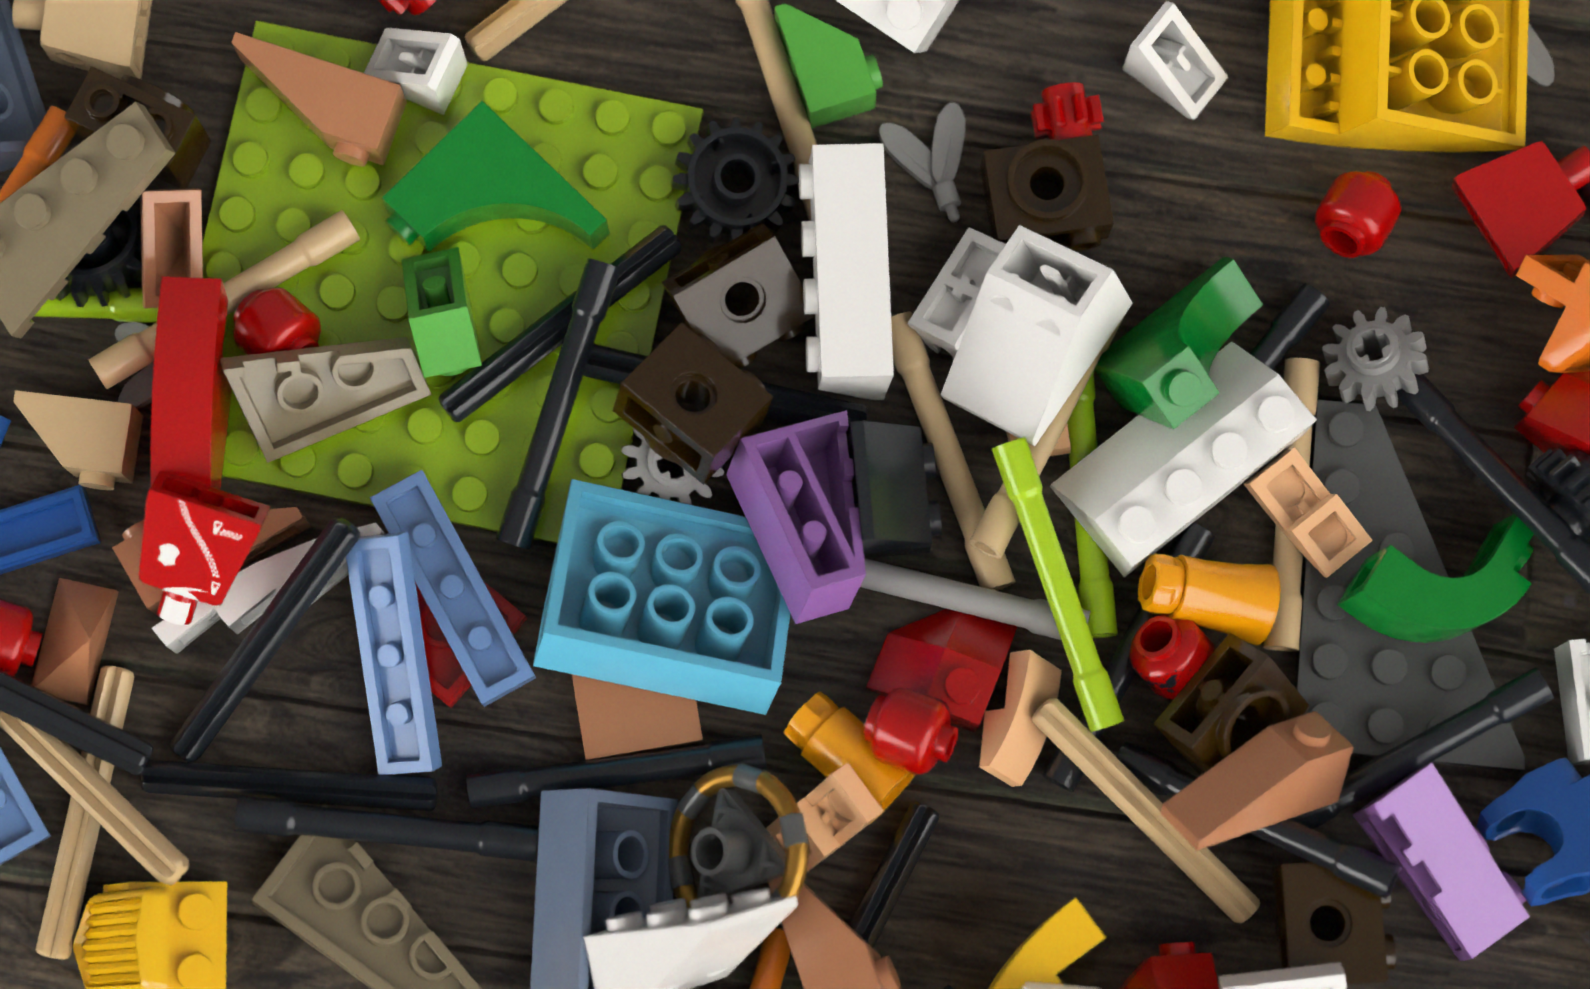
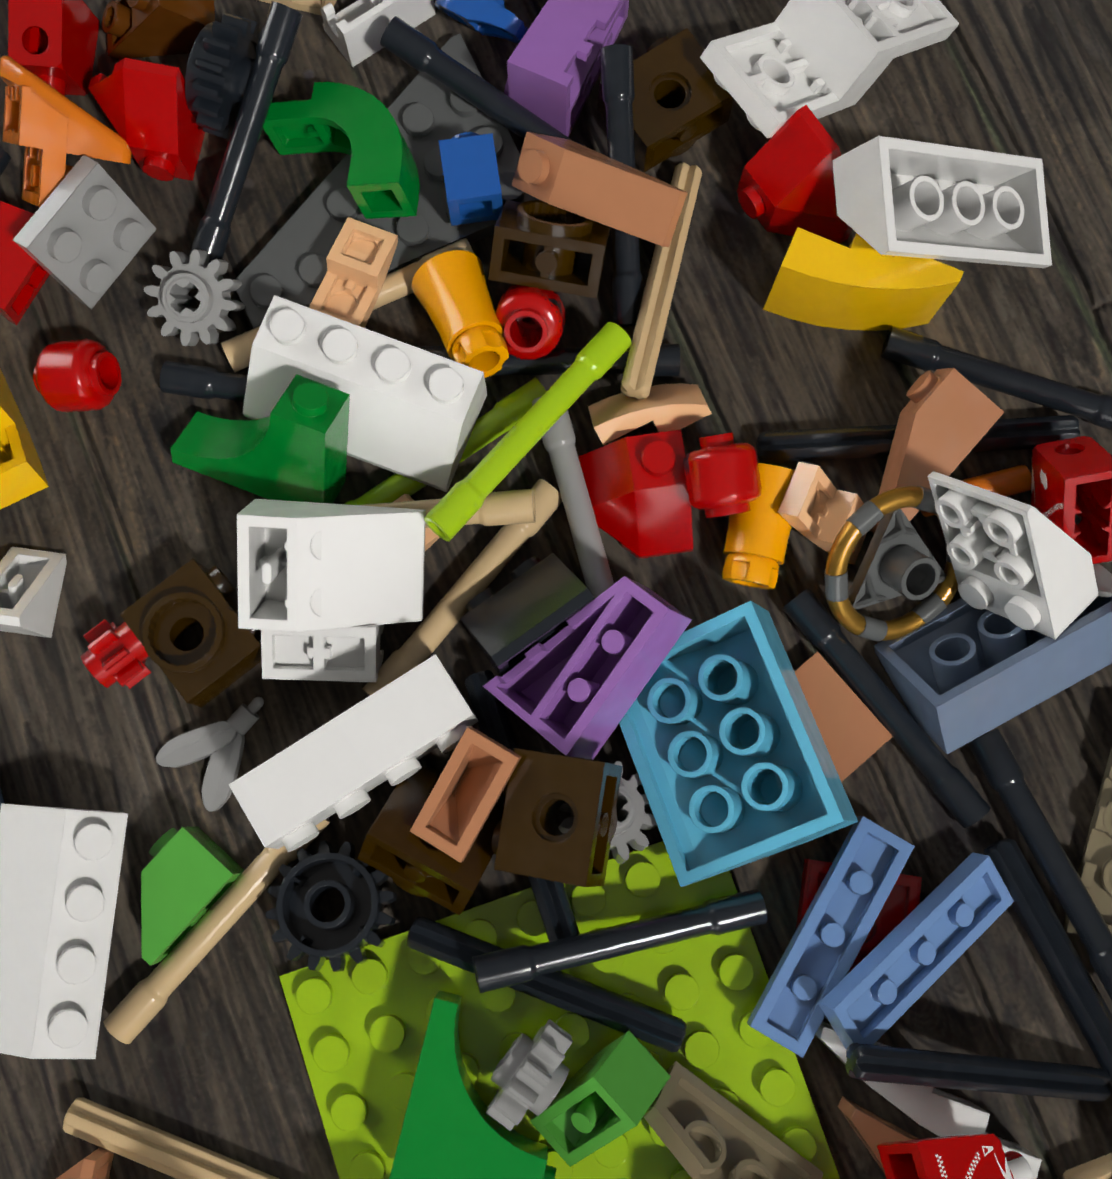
camera: 120 degrees left, 0 degrees up
(497, 262) = (530, 1075): none -> light grey gear
(758, 334) = (465, 793): none -> nougat slope
(1346, 677) = (471, 178): none -> blue brick
(1489, 290) = (85, 232): none -> light grey plate

